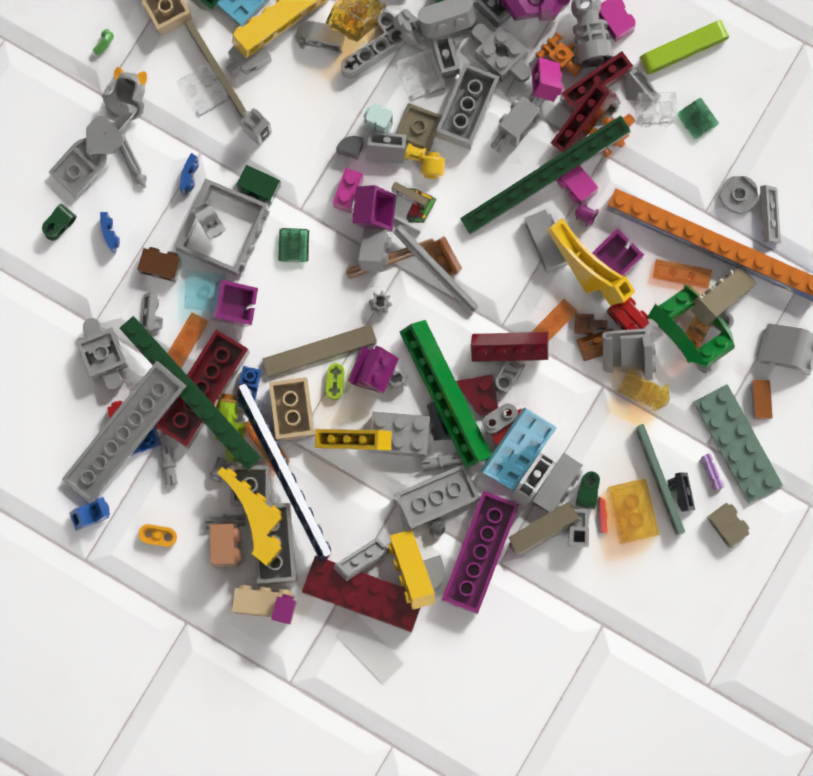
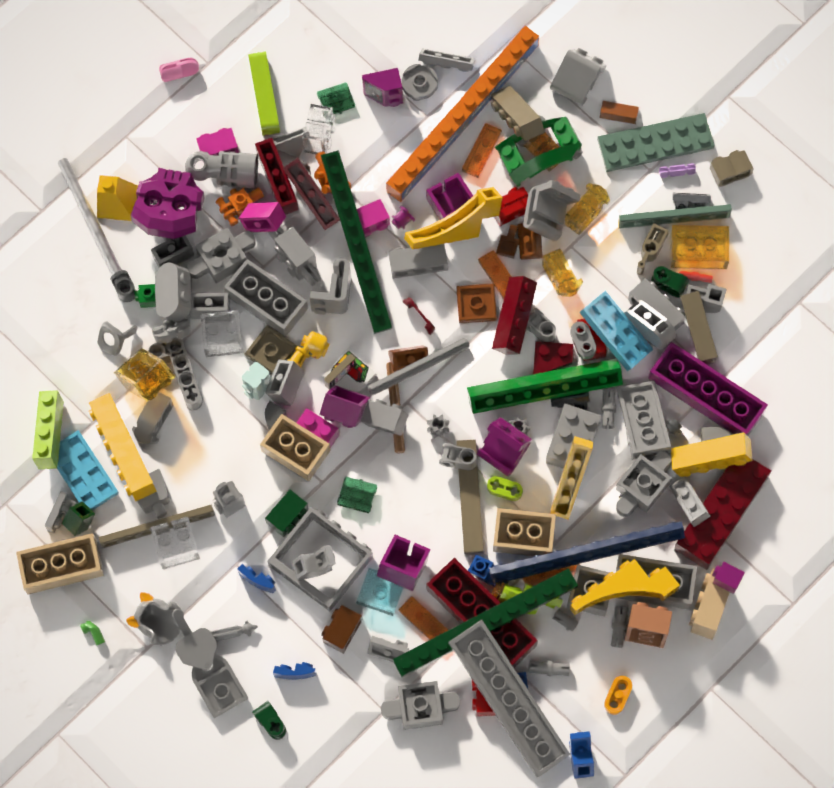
camera: 75 degrees left, 10 degrees down
(322, 173) = (295, 447): none -> tan brick
(351, 326) = (456, 457): none -> light grey piece
(370, 511) = (643, 483): none -> light grey brick
(370, 649) = (776, 519): white sticker -> none
(481, 269) = (430, 328): none -> dark red piece
(490, 172) = (329, 302): none -> light grey piece
(518, 308) = (476, 303): none -> dark orange tile
(565, 382) = (561, 274): none -> clear yellow piece
(630, 465) = (654, 241): none -> dark tan piece
(720, 161) = (384, 87): none -> magenta slope

